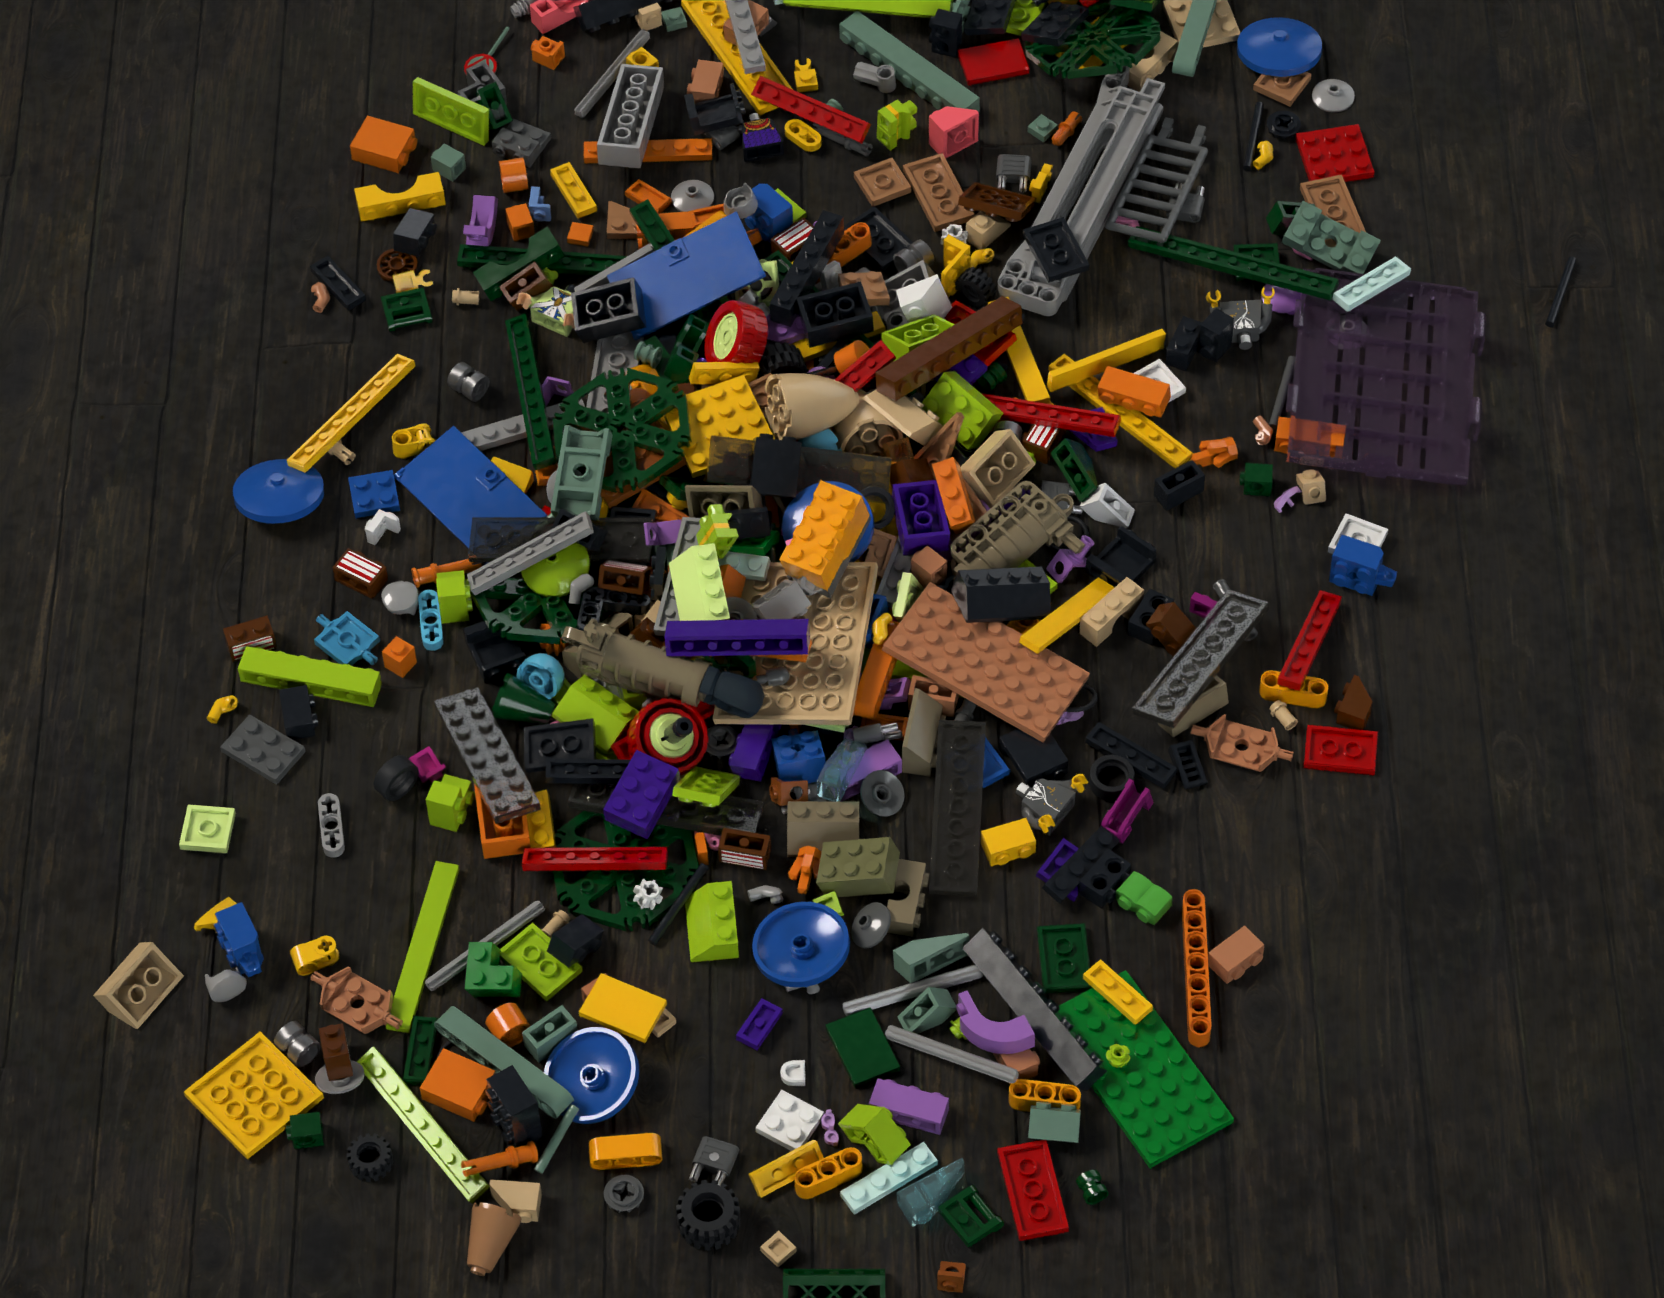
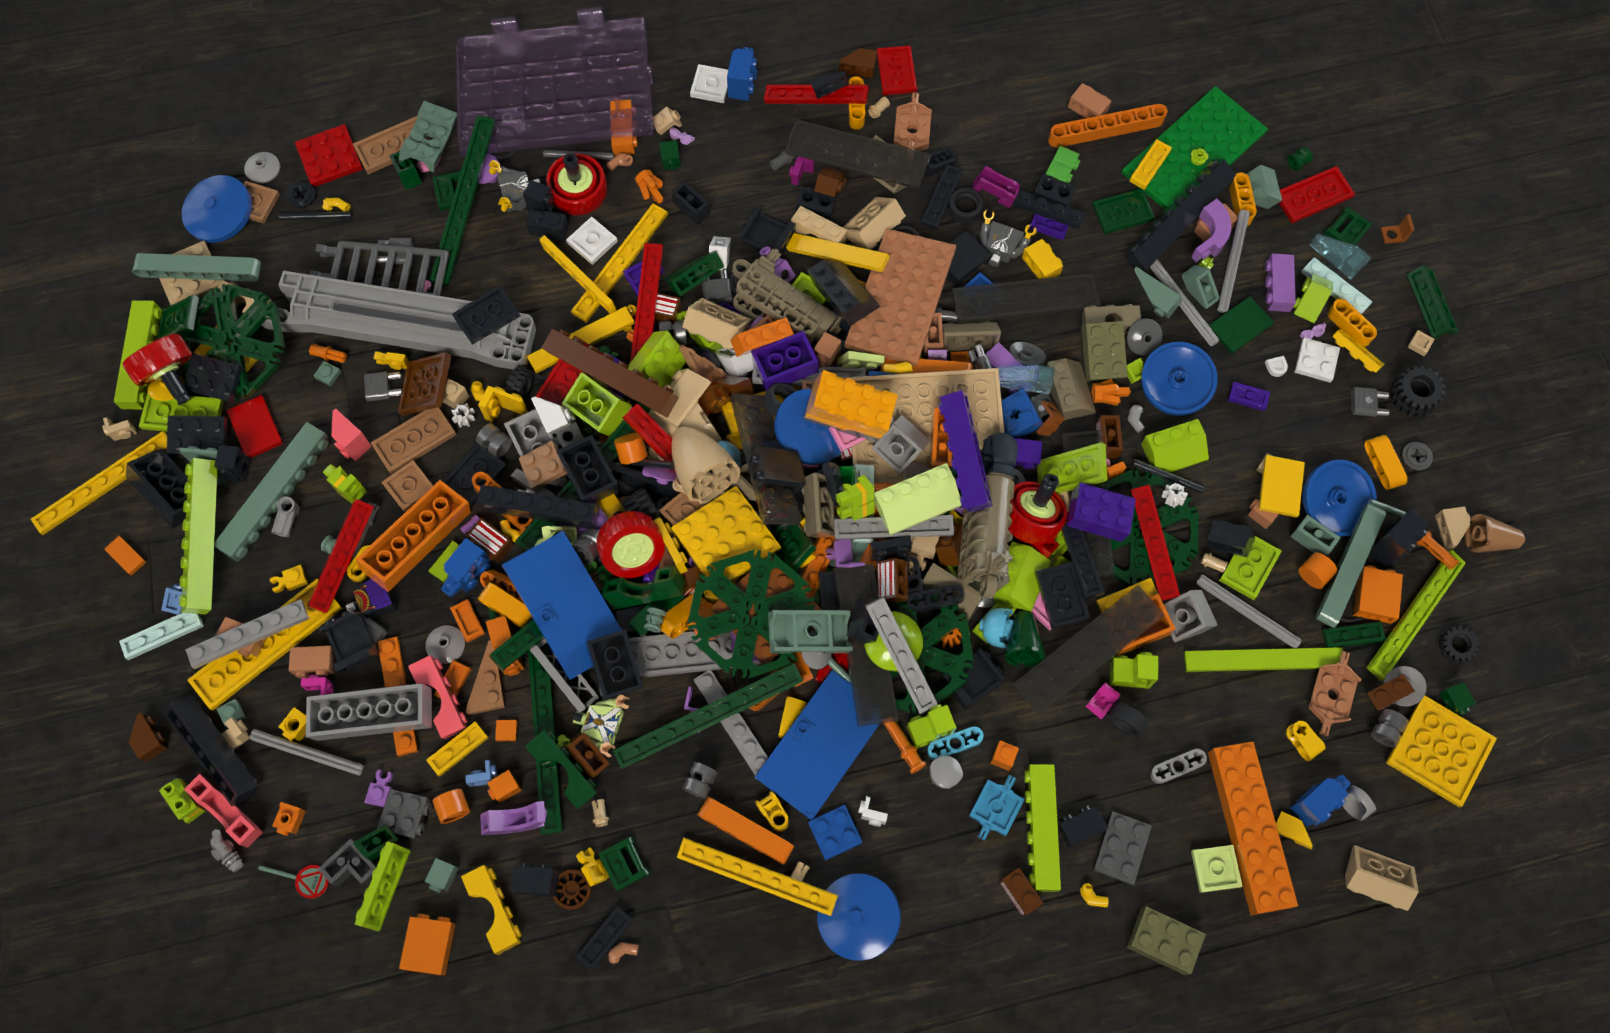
camera: 105 degrees left, 15 degrees up
(151, 757) = (1166, 940): none -> olive brick
(237, 871) = (1252, 828): none -> orange brick
(360, 573) = (926, 815): brick -> none
(403, 413) = (745, 830): none -> orange beam
(485, 974) = (1284, 594): green brick -> none
(498, 880) = (1190, 615): none -> light grey slope
(555, 126) = (379, 792): none -> medium lavender plate
(578, 586) = (913, 613): light grey arm -> none
(653, 173) = (449, 719): none -> coral arch
(676, 90) = (316, 682): none -> dark pink bracket
(741, 200) = (472, 581): light grey hair -> none
(813, 168) = (413, 535): none -> orange brick
(1109, 671) = (871, 222): none -> tan slope
(1134, 391) = (609, 246): orange brick -> none
(1234, 378) = (577, 184): none -> red wheel
(1308, 639) = (829, 83): none -> black slope
(1371, 284) = (471, 98): light aqua plate -> none

